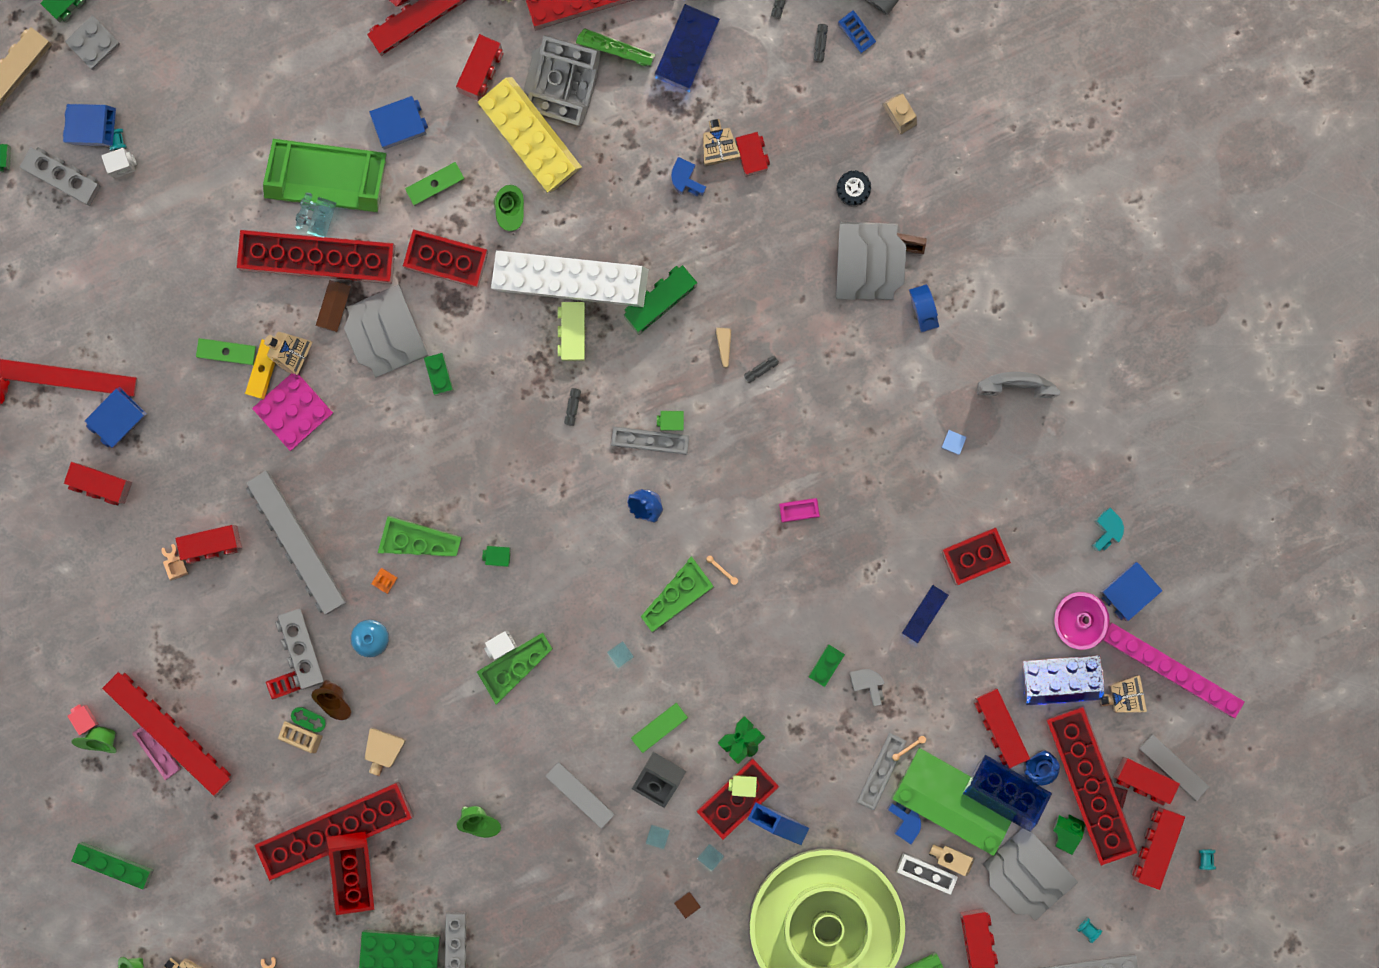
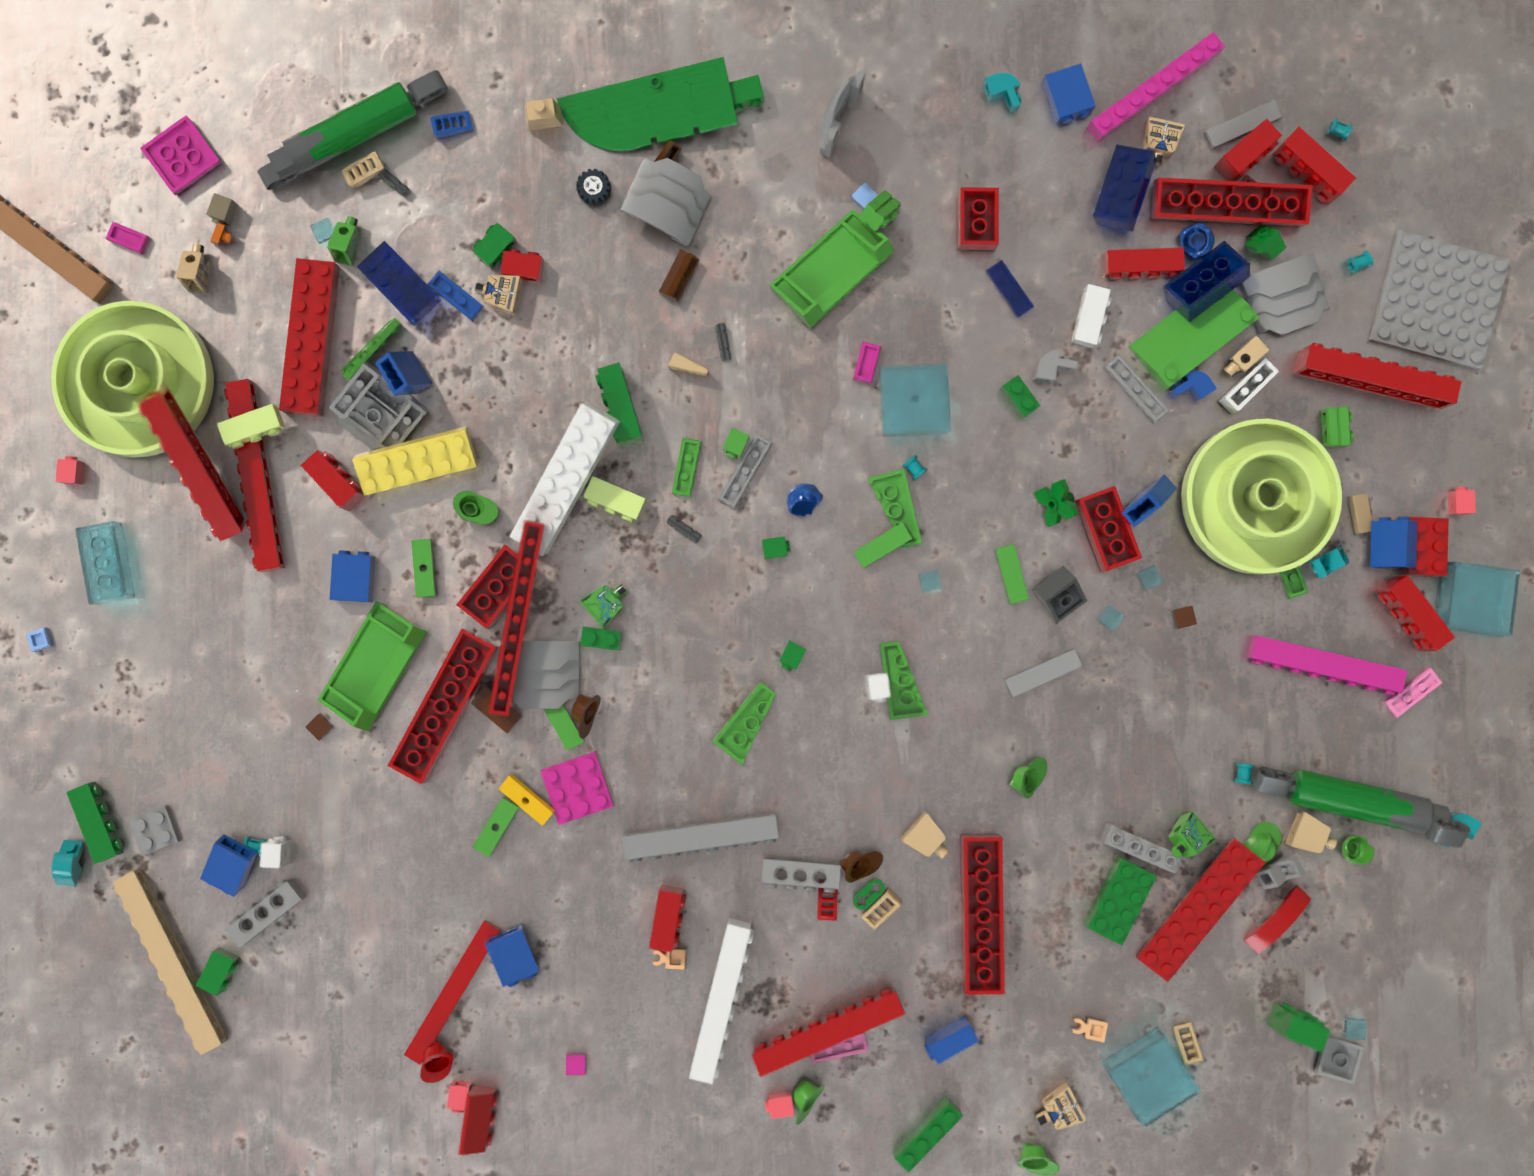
camera: 65 degrees left, 0 degrees up
(40, 517) = (576, 1064): none -> dark pink tile
(97, 484) = (567, 999): red brick -> none
(156, 623) = (720, 1000): none -> white brick
(206, 849) = (950, 1040): none -> blue brick
(249, 151) = (319, 726): none -> reddish brown tile
(287, 351) = (519, 769): tan torso -> none
(321, 216) = (407, 684): clear light blue plate -> none
(343, 375) = (564, 727): none -> bright green tile
(350, 873) = (1029, 915): red brick -> none
(363, 388) = (584, 713): none -> reddish brown piece
(369, 638) = (817, 805): dark azure cylinder -> none
(384, 580) = (770, 769): orange tile -> none
(424, 289) = (516, 617): none -> red brick
(471, 363) = (604, 604): none -> bright green torso
(590, 498) = (775, 547): none -> green brick
(604, 89) = (403, 373): none -> blue brick
(630, 384) = (686, 467): none -> bright green tile
(635, 596) = (883, 545): none -> bright green tile
(681, 177) = (518, 340): blue brick -> none
(699, 103) = (455, 295): none -> blue tile
(719, 595) = (915, 467): none -> teal bush
(733, 580) = (905, 449): light nougat hinge -> none
(743, 786) = (1102, 517): yellowish green brick -> none
(760, 119) = (493, 245): none -> green brick
(780, 568) = (914, 400): none -> clear light blue container
(805, 302) = (679, 275): none -> reddish brown piece
(820, 42) = (447, 161): dark grey axle -> none
(872, 440) = (832, 268): none -> bright green slope
(921, 739) = (1122, 341): light nougat hinge -> none
(924, 307) = (730, 167): blue brick -> none
(930, 700) = (1091, 316): none -> white brick
(943, 462) = (880, 211): none -> bright green brick
(952, 211) = (653, 106): none -> green door
(1000, 289) = (747, 93): none -> green brick
(1071, 620) = (1081, 160): dark pink dish -> none

